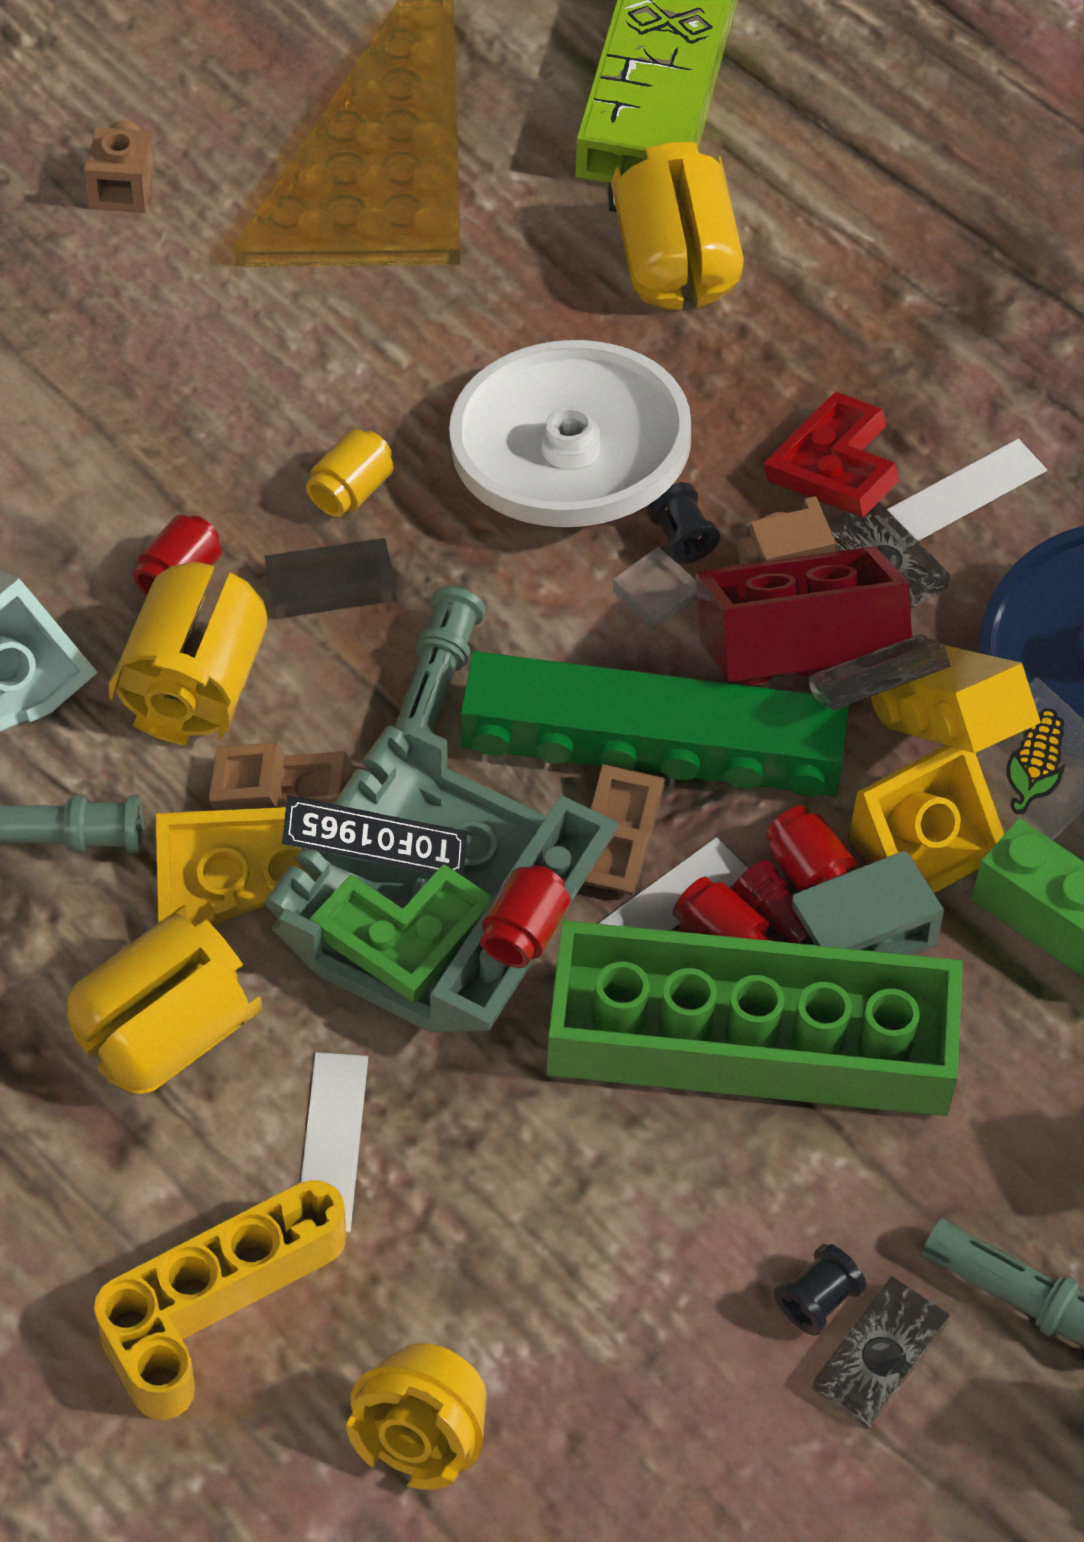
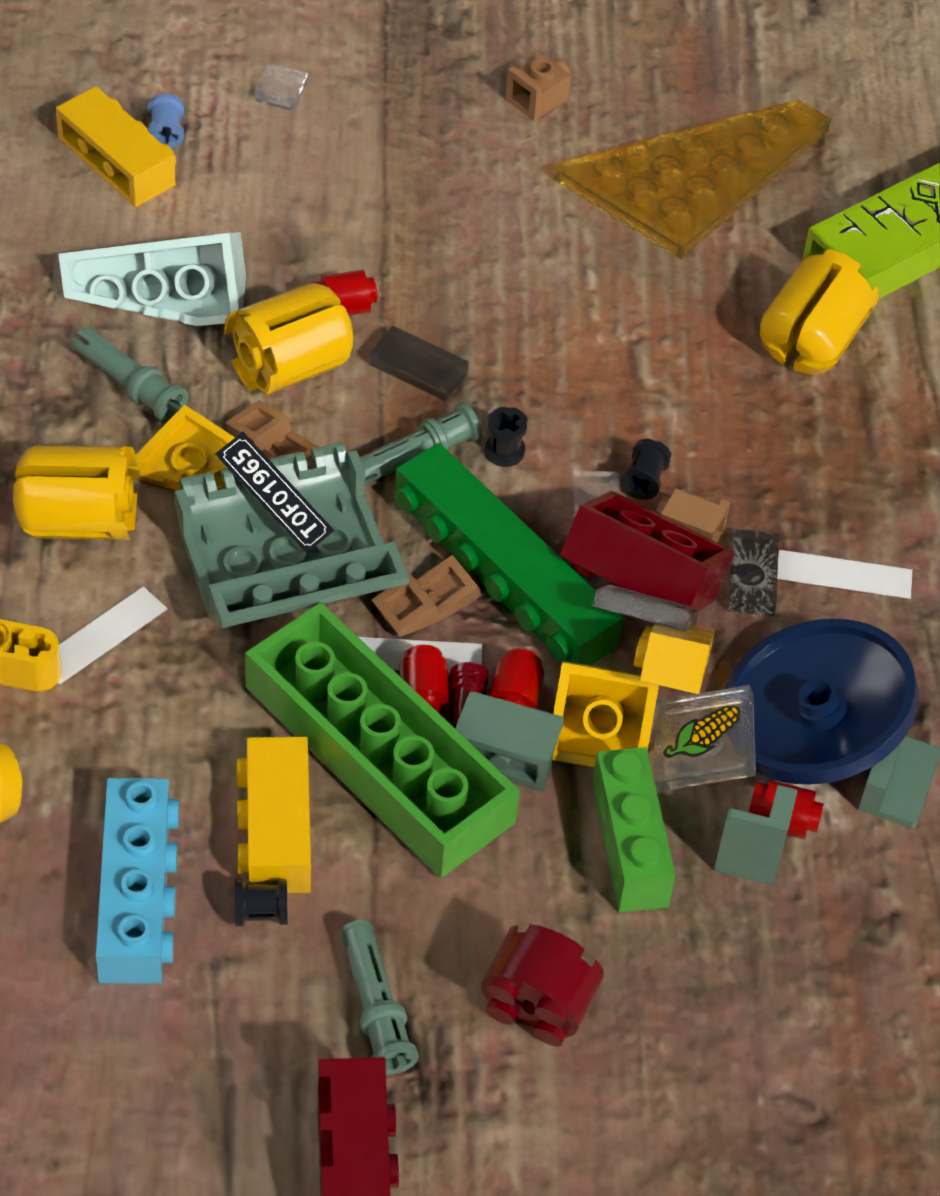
camera: 40 degrees right, 5 degrees down
(350, 472) = (486, 315): yellow brick -> none
(407, 944) = (232, 554): bright green plate -> none
(524, 595) = (506, 431): none -> black bush
(524, 916) = (293, 577): red brick -> none
(570, 433) = (628, 375): white dish -> none
(679, 1374) = (134, 881): none -> medium azure brick
(736, 1183) = (275, 812): none -> yellow brick
(829, 460) = (769, 493): red plate -> none
(880, 1352) = (262, 964): clear smoke tile -> none

